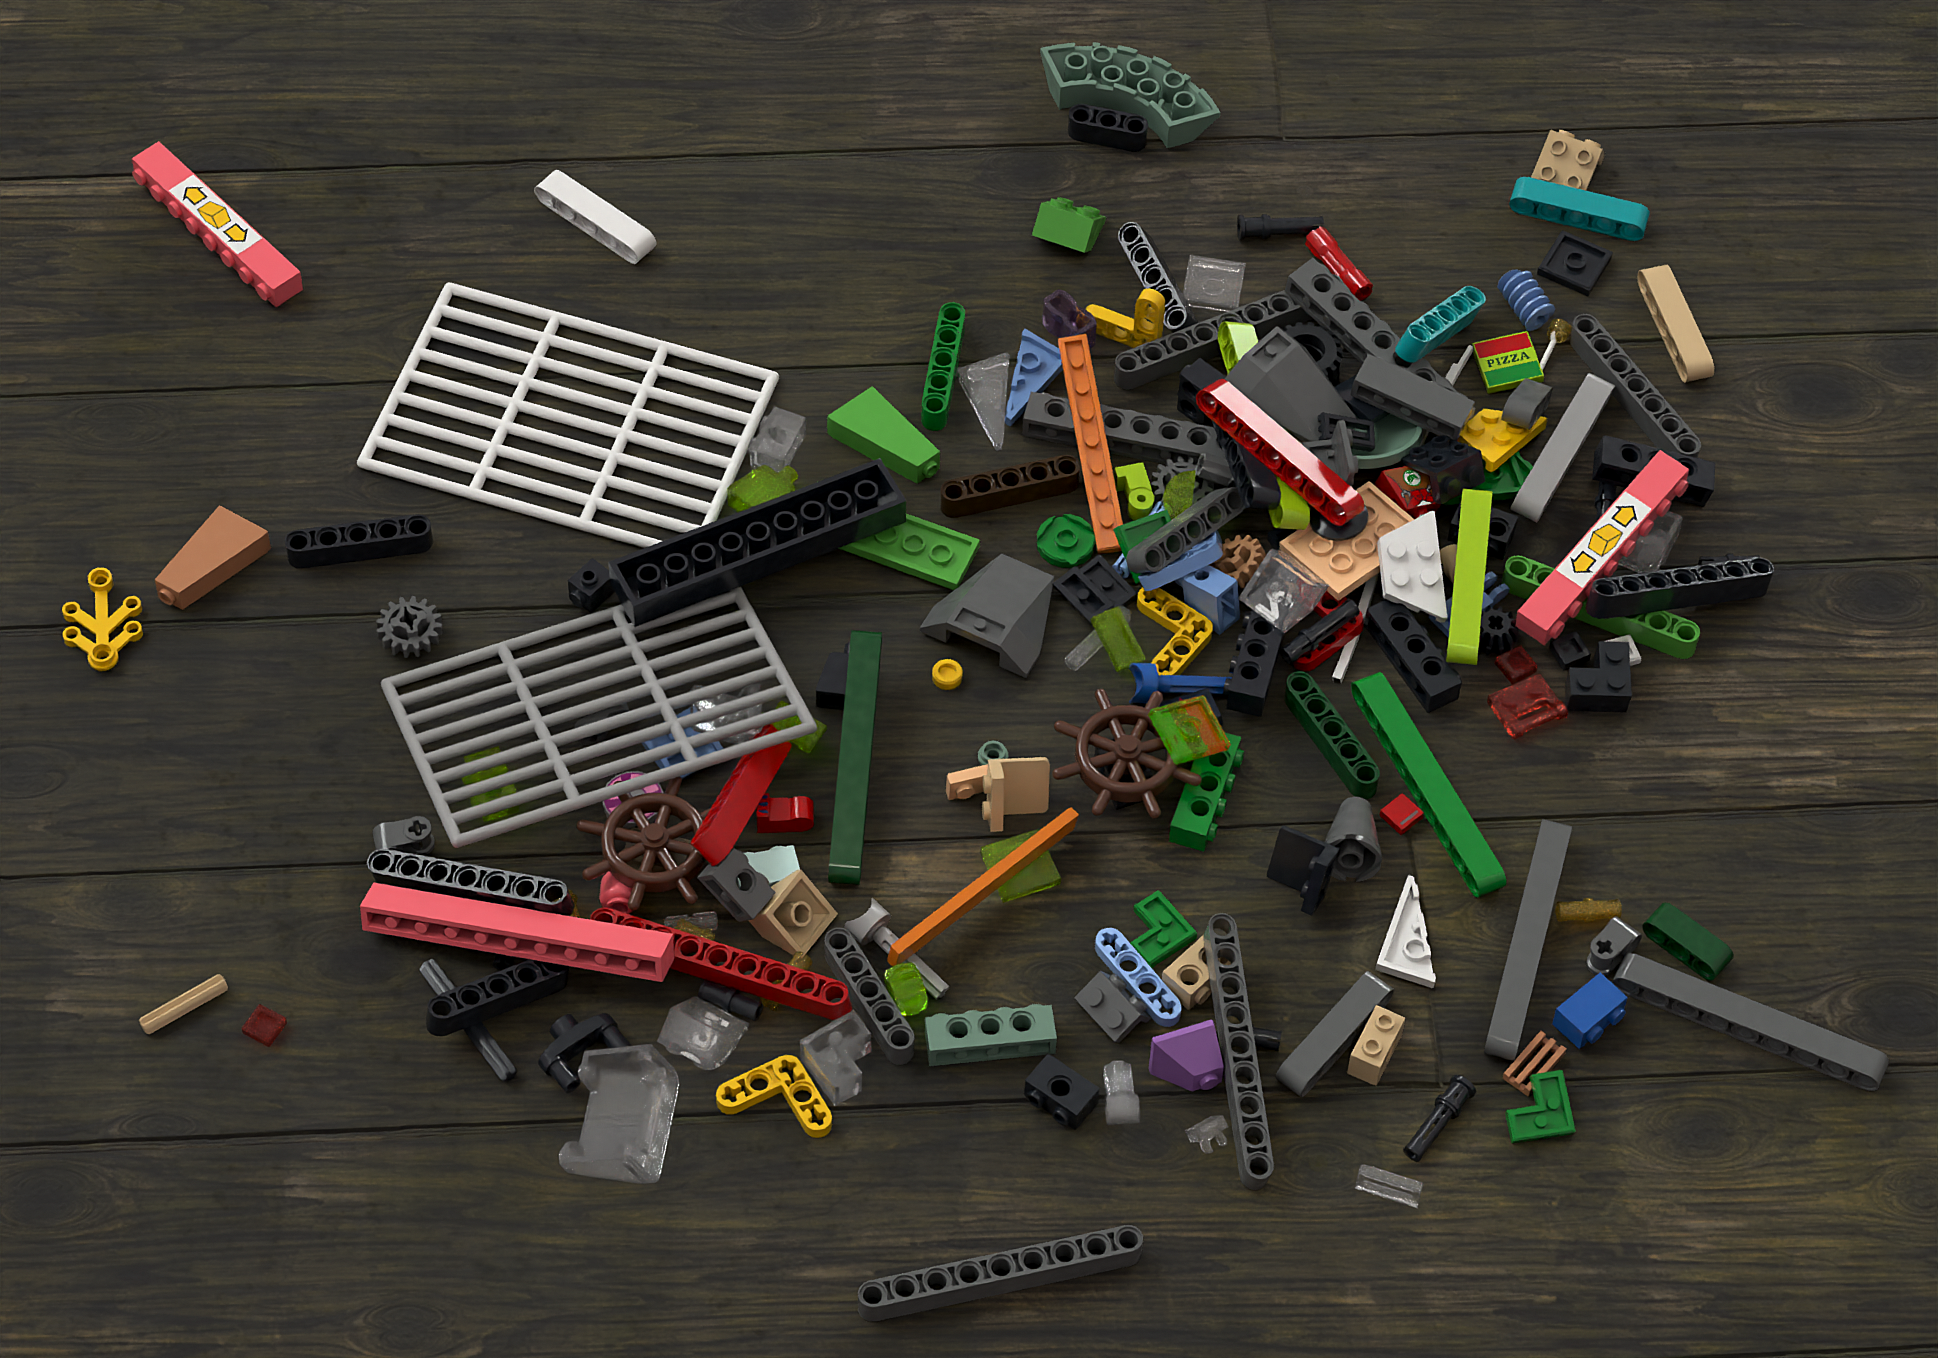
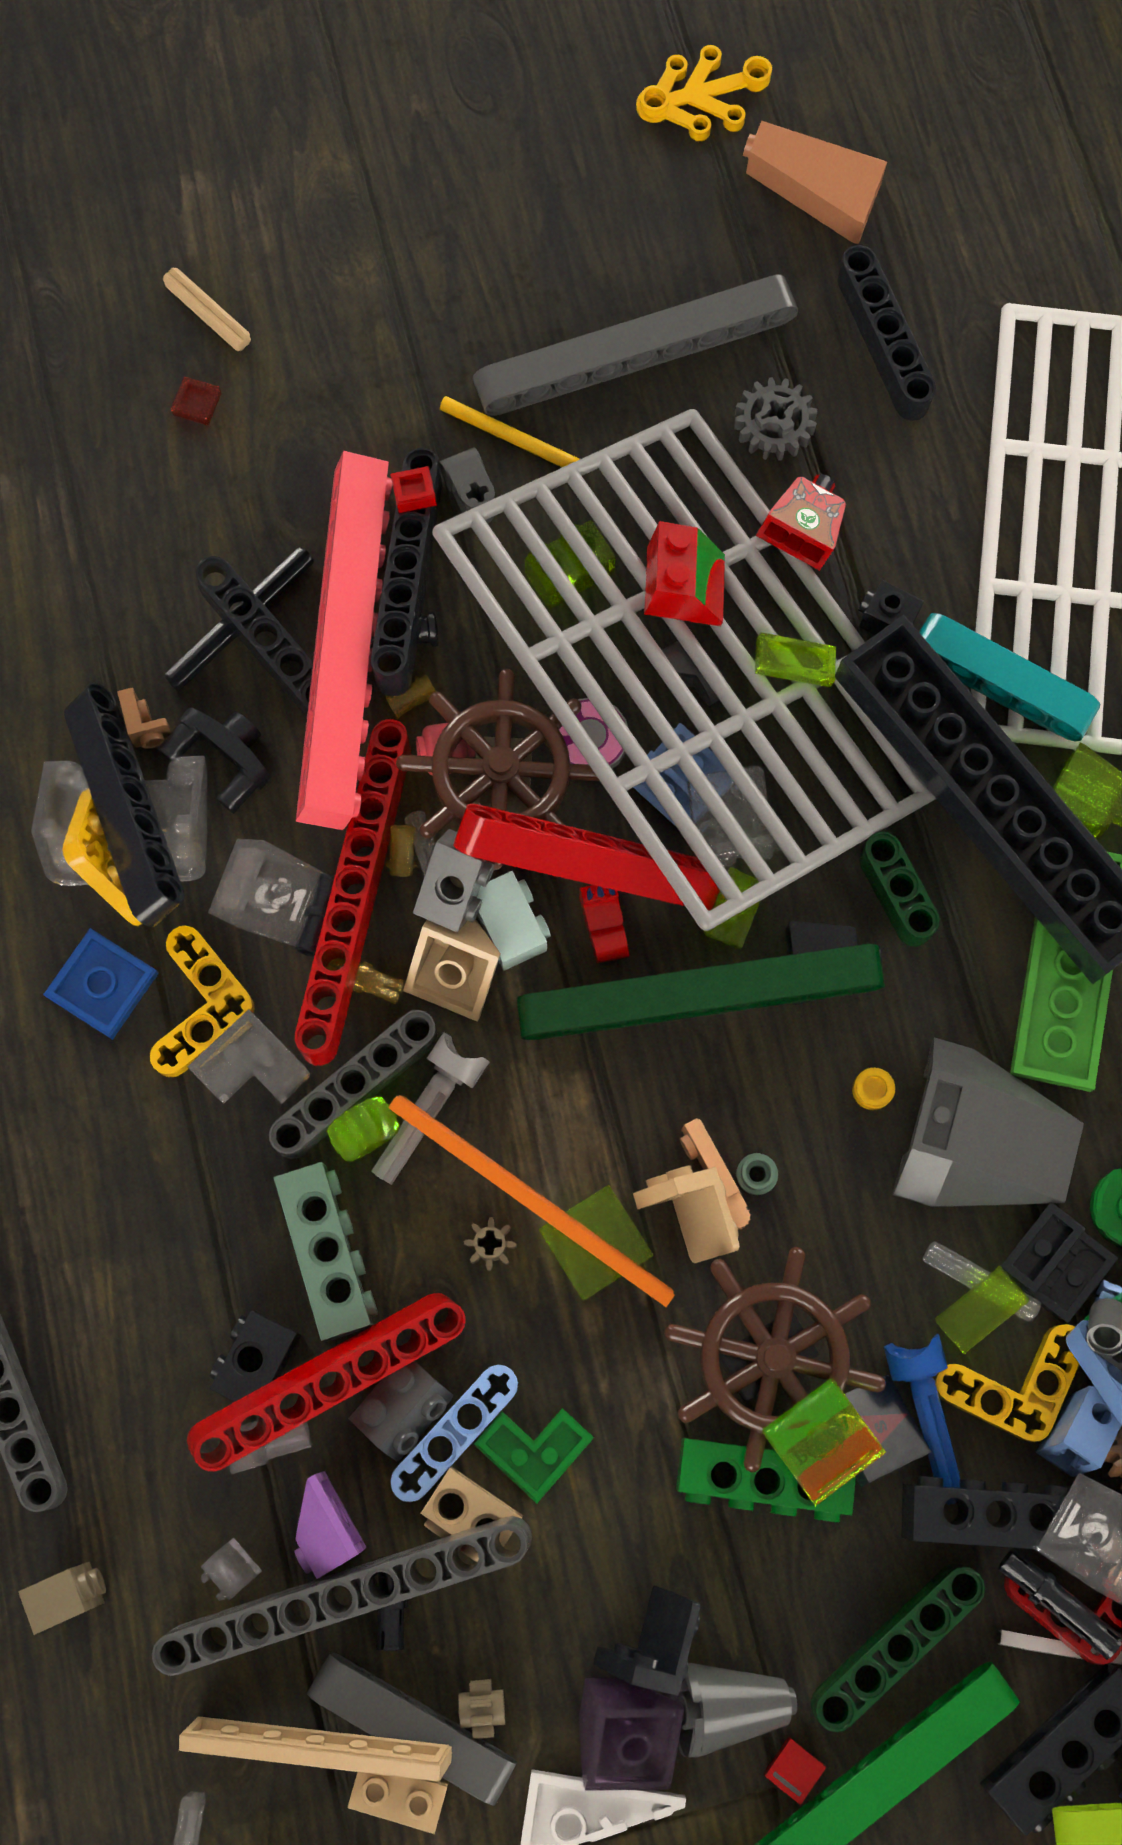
camera: 80 degrees right, 20 degrees up
(316, 709) = (634, 345): none -> dark grey beam
(363, 809) = (506, 432): none -> yellow bar
(407, 864) = (413, 489): none -> red tile
(503, 621) = (806, 520): none -> torso
(533, 700) = (684, 575): none -> red slope
(538, 1102) = (139, 723): none -> medium nougat bracket
(612, 1102) = (124, 805): none -> black beam
(615, 646) = (795, 659): none -> clear neon green tile
(646, 1127) = (88, 856): none -> yellow beam
(670, 515) = (1011, 679): none -> teal beam
(746, 1162) = (101, 983): none -> blue tile
(818, 618) = (900, 870): none -> dark green beam
(1008, 927) = (481, 1235): none -> dark tan gear
(1086, 1036) = (306, 1378): none -> red beam
(1206, 1230) = (62, 1596): none -> dark tan brick
(1329, 986) = (481, 1709): none -> dark tan gear
(1337, 1084) = (316, 1748): none -> tan tile
(1361, 900) = (627, 1736): none -> clear purple slope

